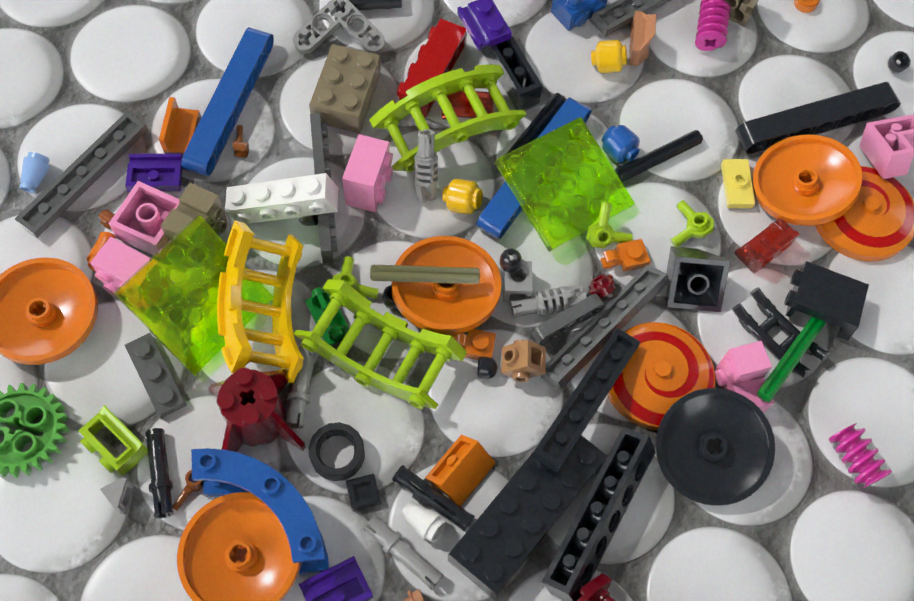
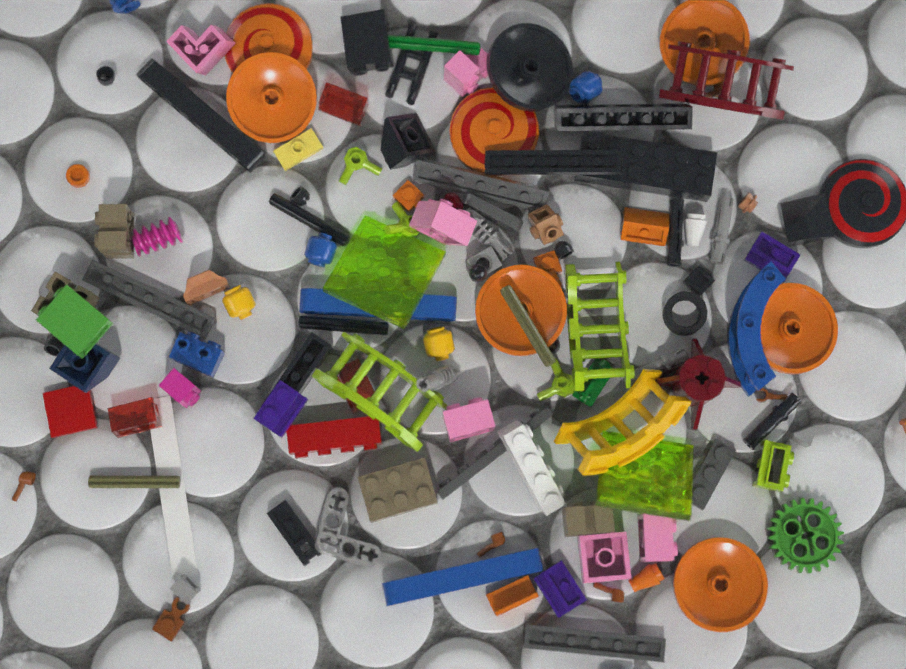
camera: 120 degrees left, 15 degrees up
(583, 254) = (443, 222): none -> bright pink brick
(659, 498) = (585, 87): none -> blue head
(687, 158) = (299, 196): none -> black hinge

